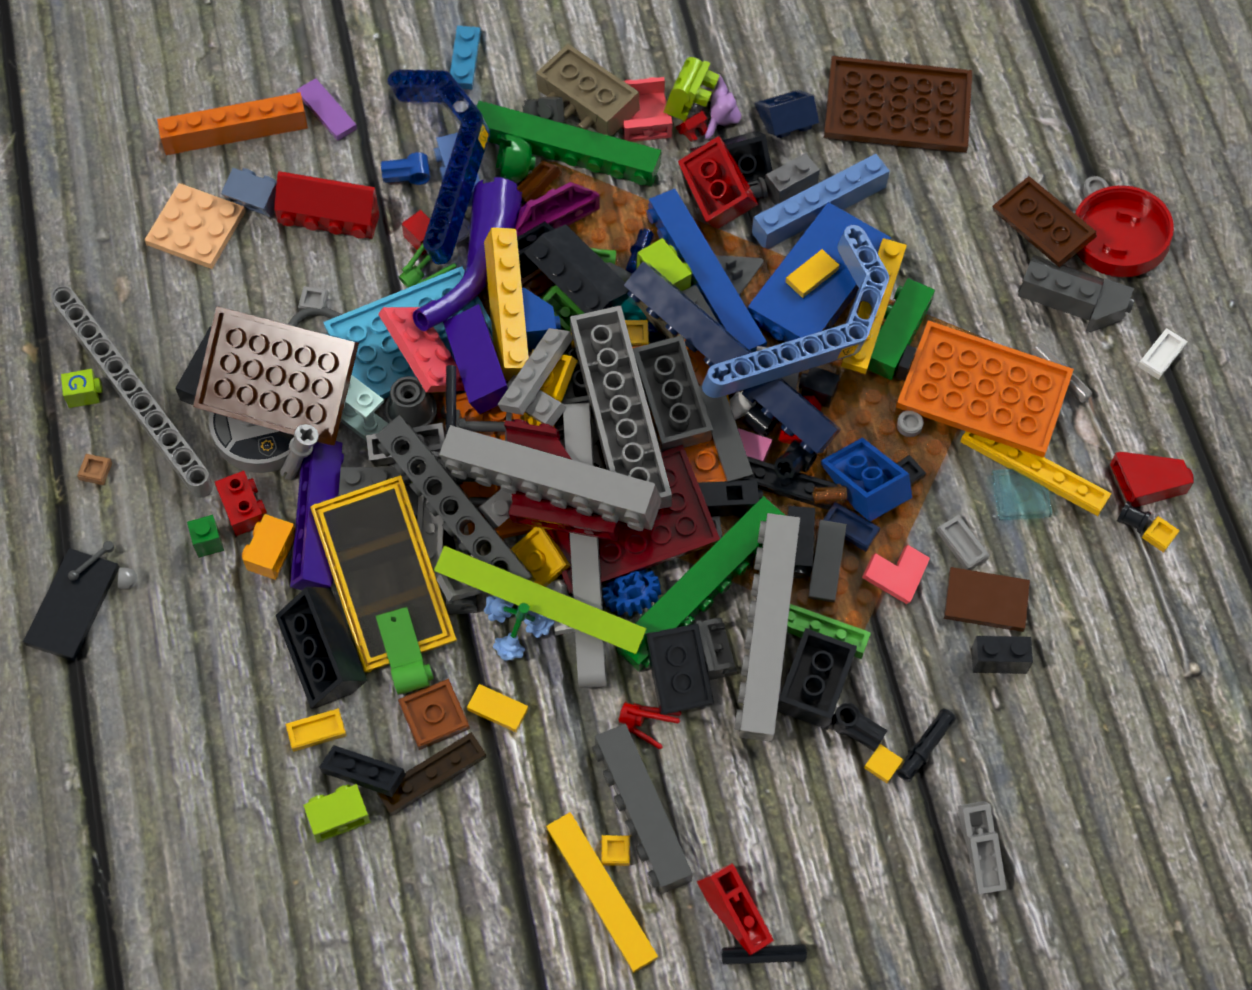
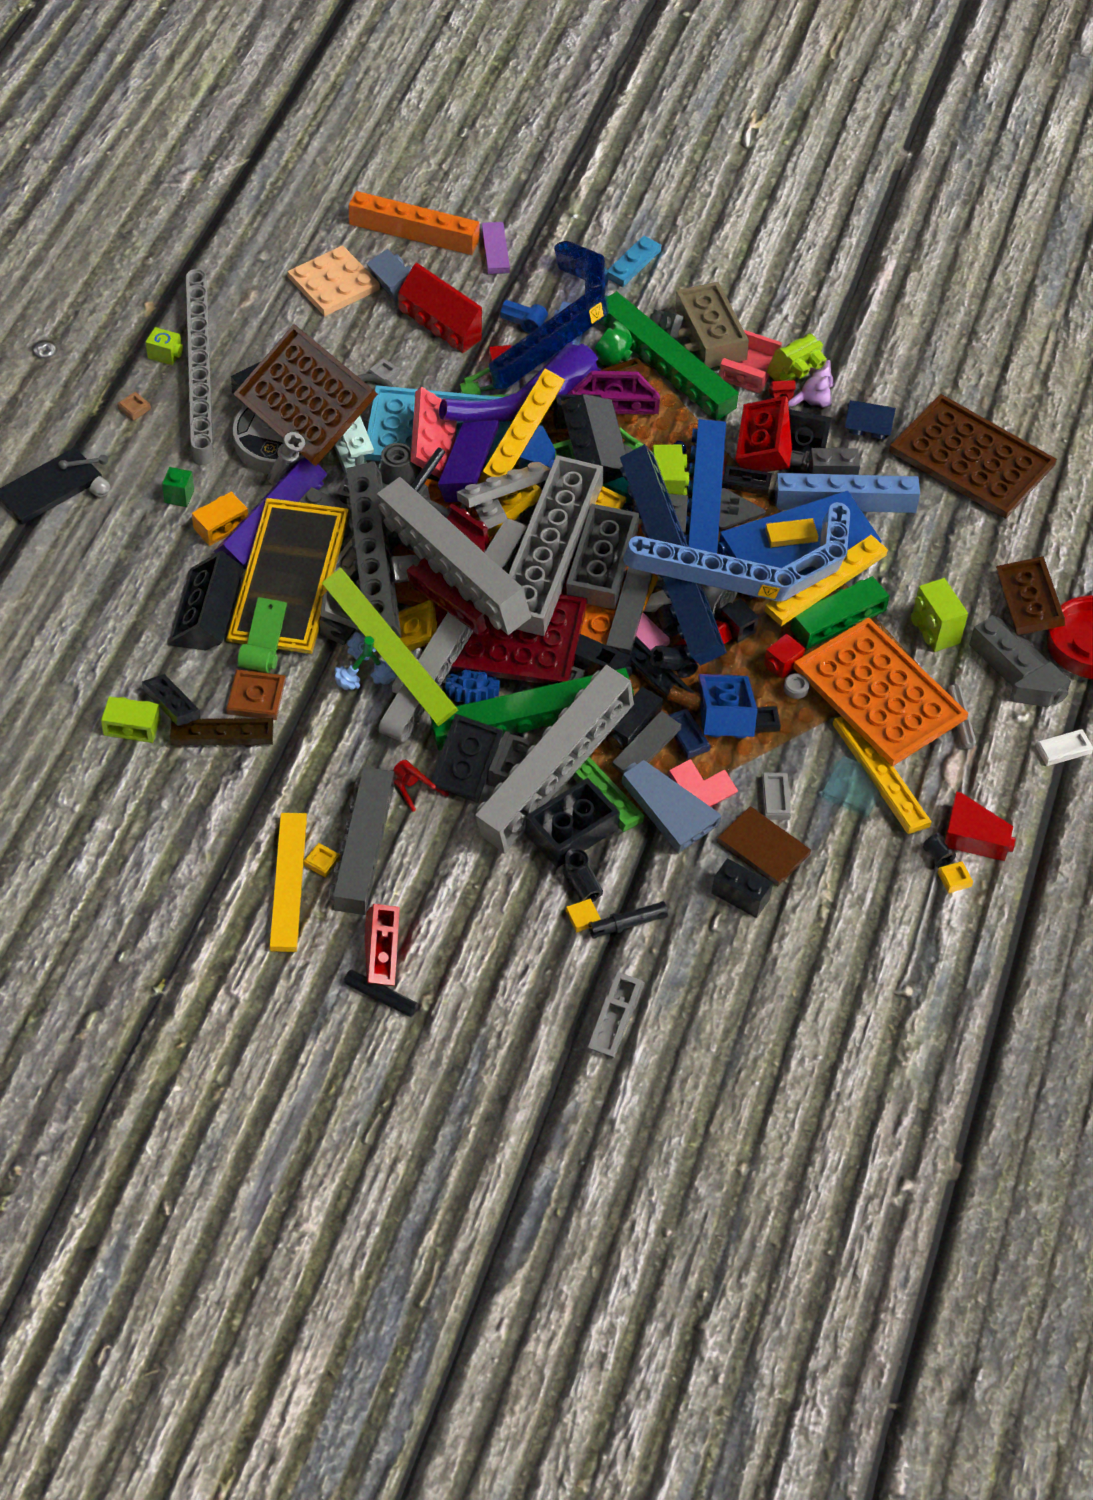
camera: 30 degrees right, 10 degrees down
(240, 503) = (221, 476): red brick -> none
(315, 730) = (160, 659): yellow tile -> none
(497, 708) = (307, 715): yellow tile -> none
(729, 239) = (746, 481): none -> black tile
(882, 401) = (782, 655): none -> red brick
(891, 612) = (670, 806): none -> sand blue slope
(906, 362) = (825, 635): black tile -> none
(984, 284) = (939, 615): none -> lime brick

